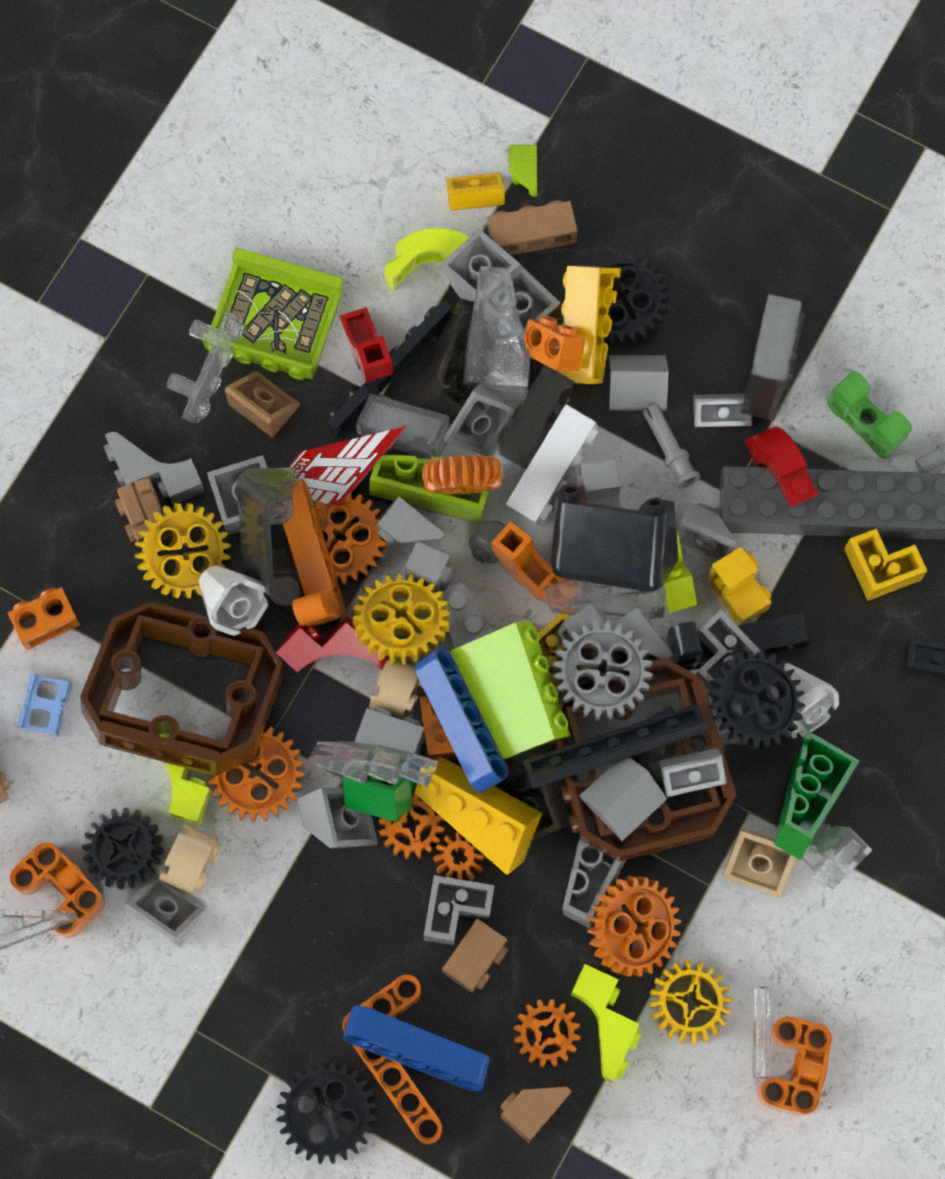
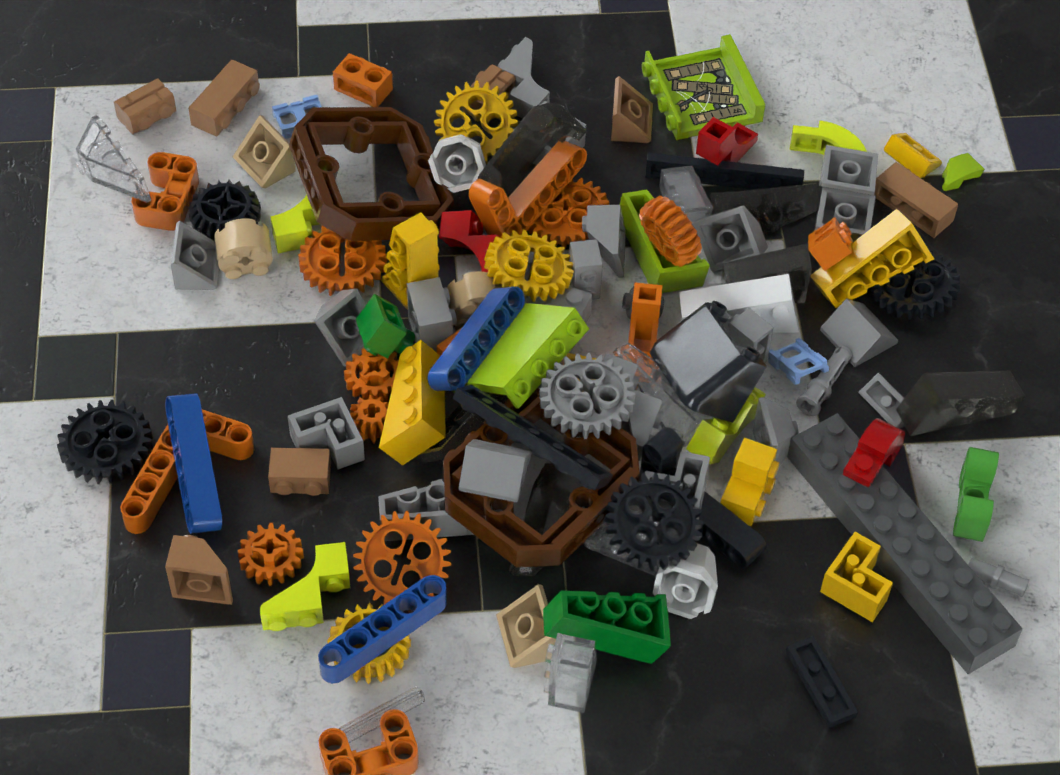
camera: 55 degrees right, 20 degrees down
(76, 770) = (265, 154): none -> tan slope
(219, 356) = (629, 65): clear plate -> none
(326, 718) = (412, 255): none -> yellow wedge
(339, 467) = (618, 176): sticker -> none
(382, 762) = (400, 302): clear slope -> none
(496, 343) = (800, 209): clear wedge -> none
(637, 464) = (788, 365): none -> light blue piece
(692, 772) = (553, 505): light grey slope -> none
(697, 1001) = (378, 641): none -> blue beam

